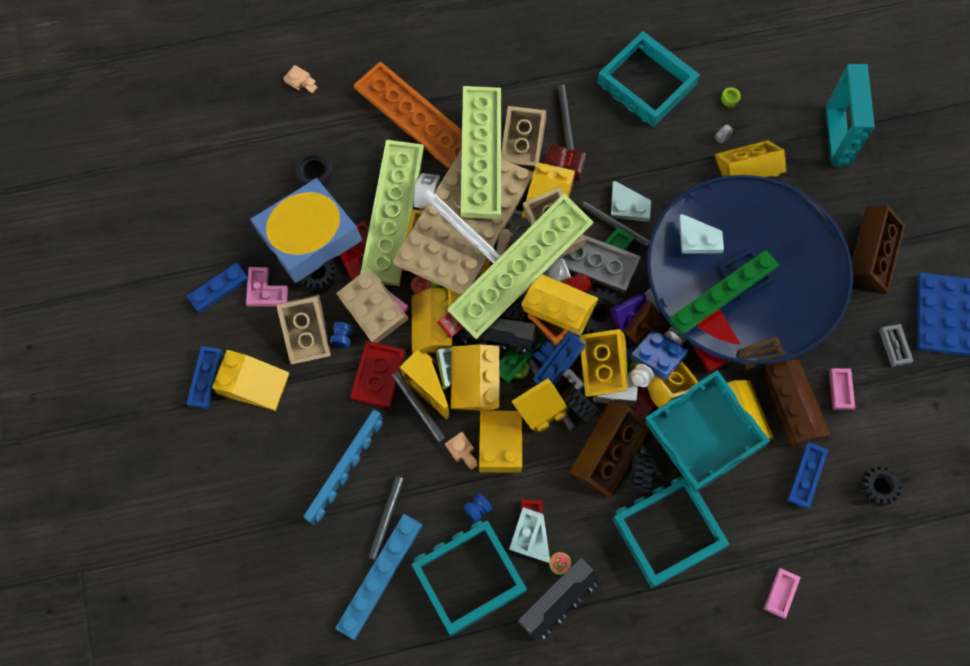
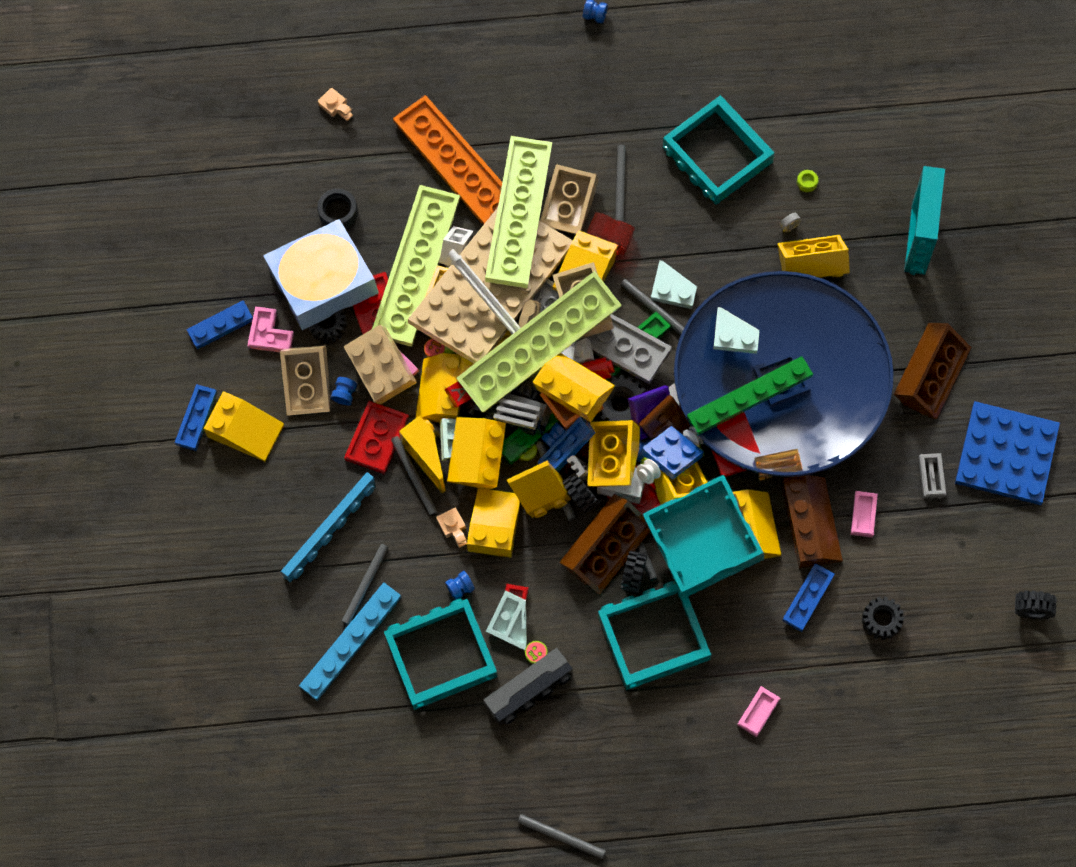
camera: 10 degrees right, 0 degrees up
(509, 328) = (526, 407): none -> light grey tile

